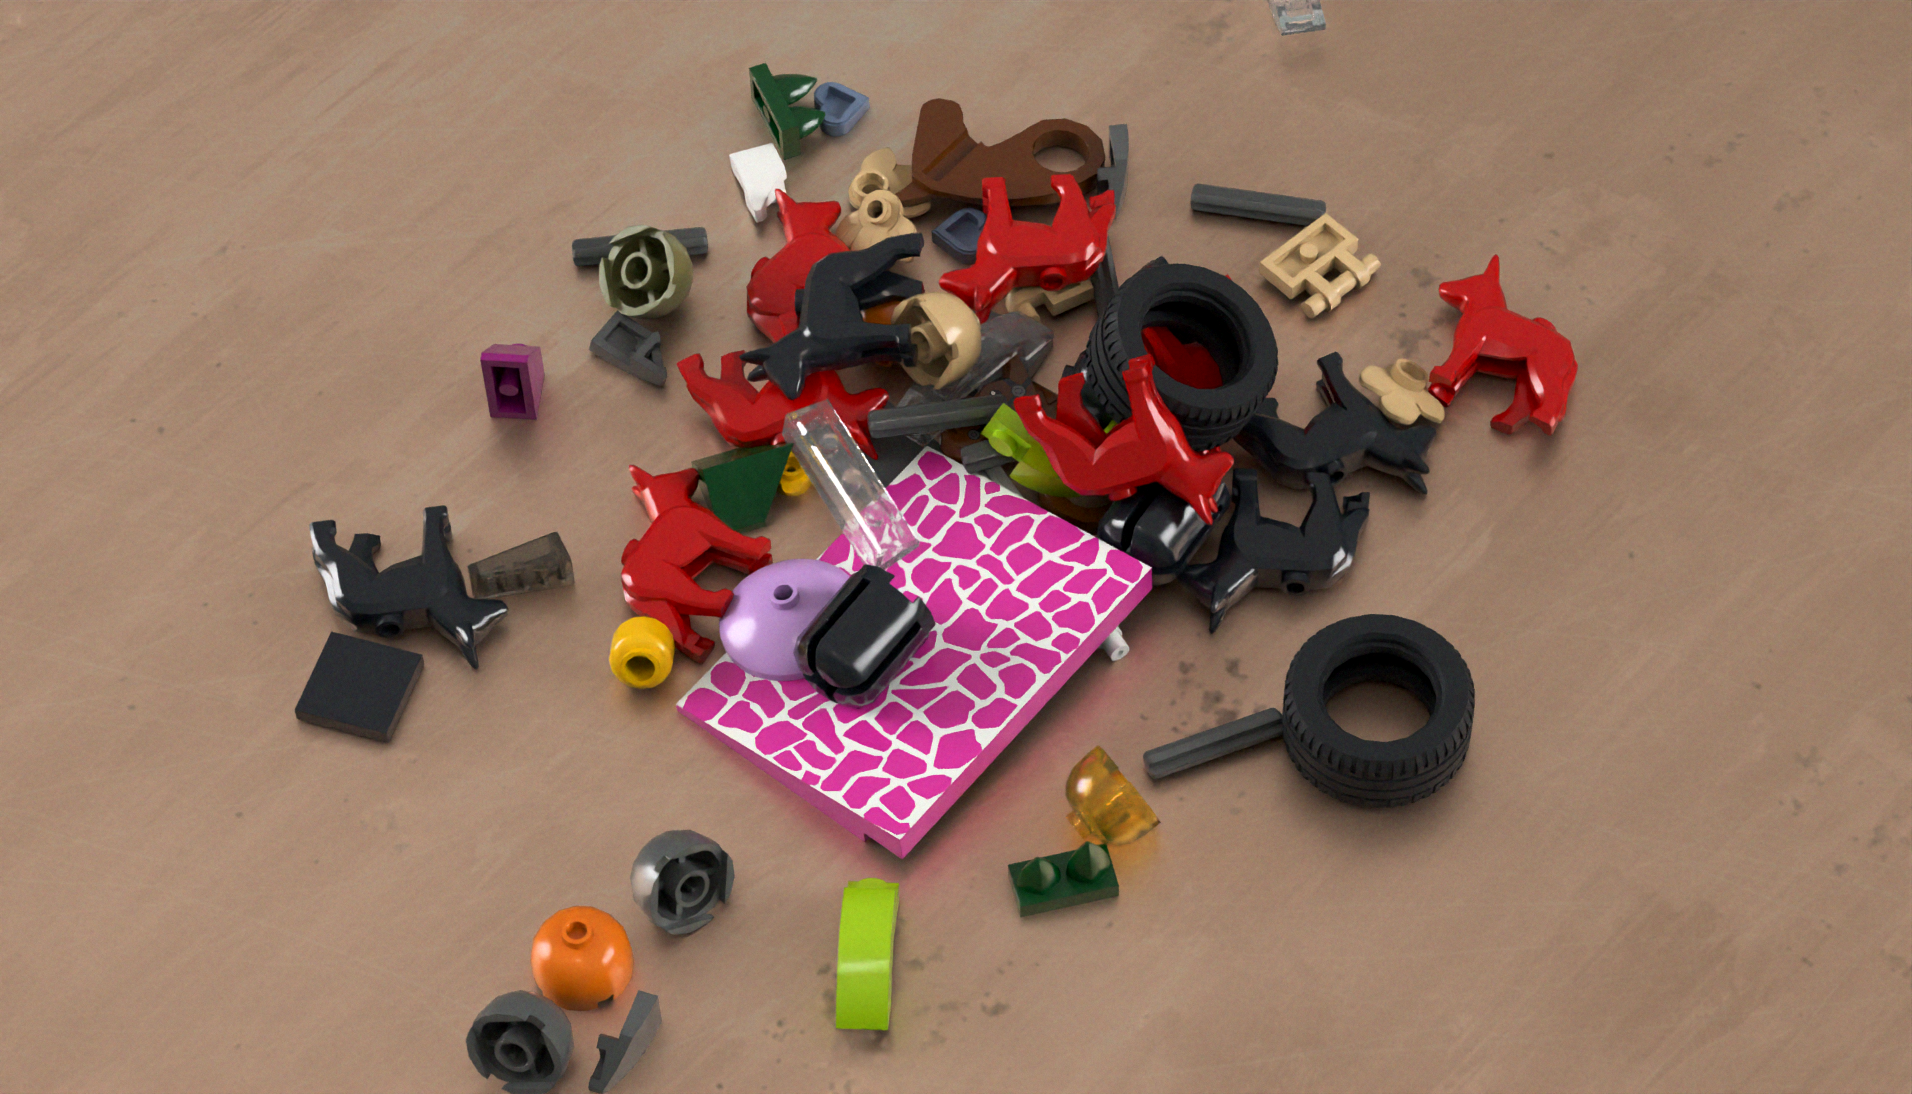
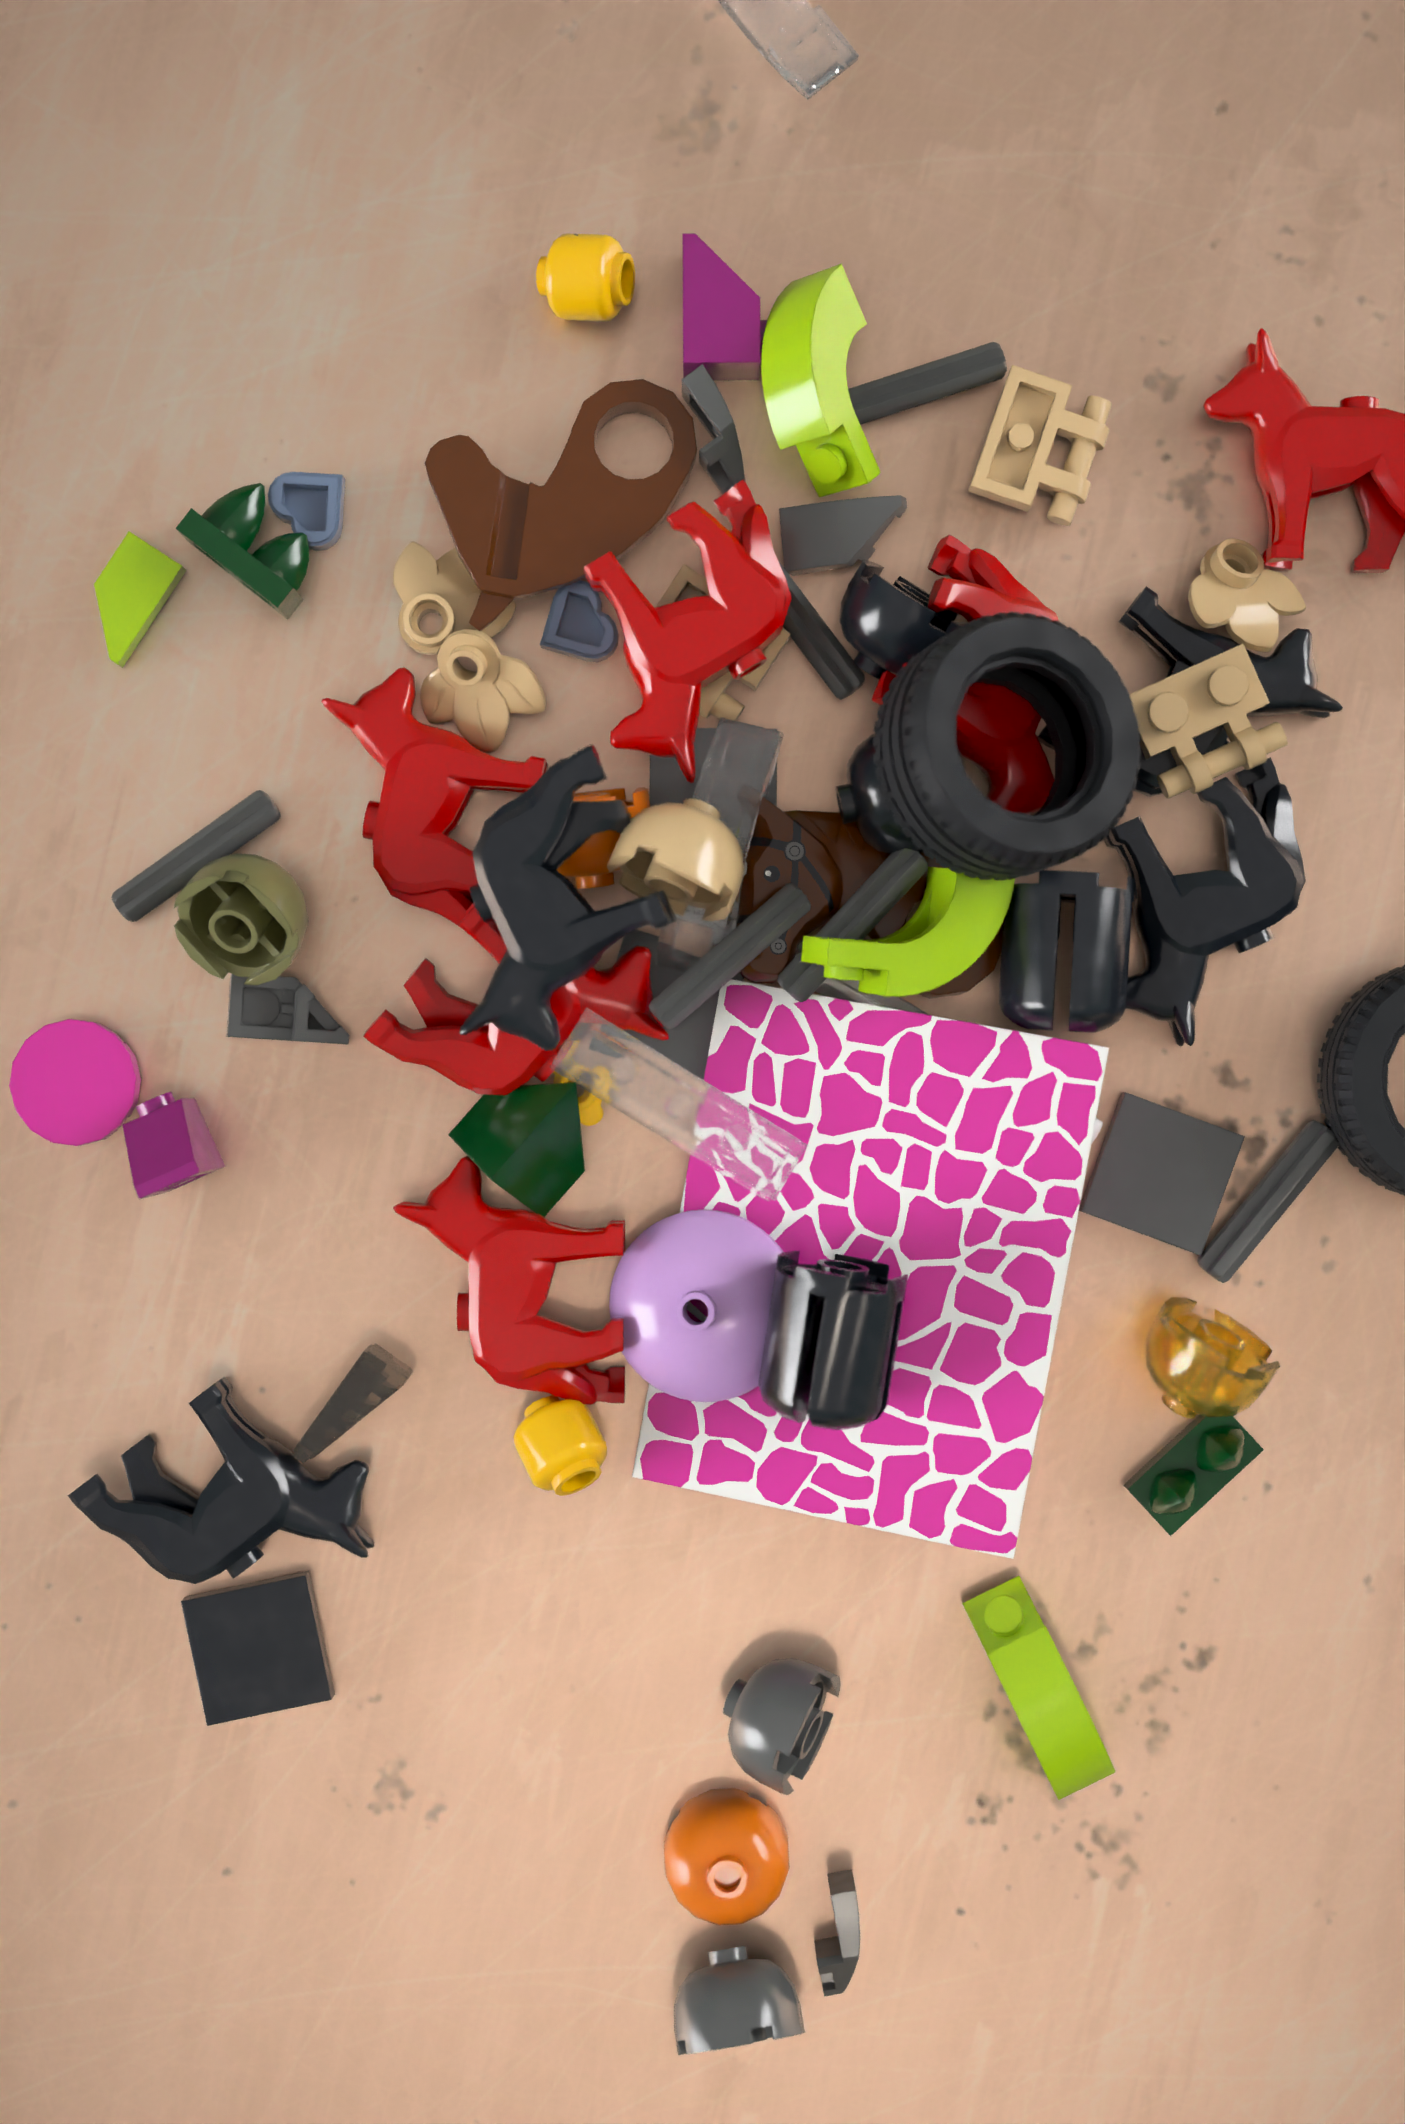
camera: 30 degrees left, 35 degrees up
(472, 323) = (74, 1082): none -> dark pink tile
(699, 103) = (133, 593): none -> lime tile
(759, 174) = (280, 673): white slope -> none
(1086, 62) = (586, 277): none -> yellow head
(1133, 453) = (1023, 938): red animal -> none
(1145, 245) = (835, 532): none -> dark grey slope
(1150, 695) = (1161, 1173): none -> dark grey tile
(1155, 116) = (718, 316): none -> magenta slope
(1183, 163) = (807, 380): none -> lime arch
(1328, 420) = (1196, 702): none -> tan plate

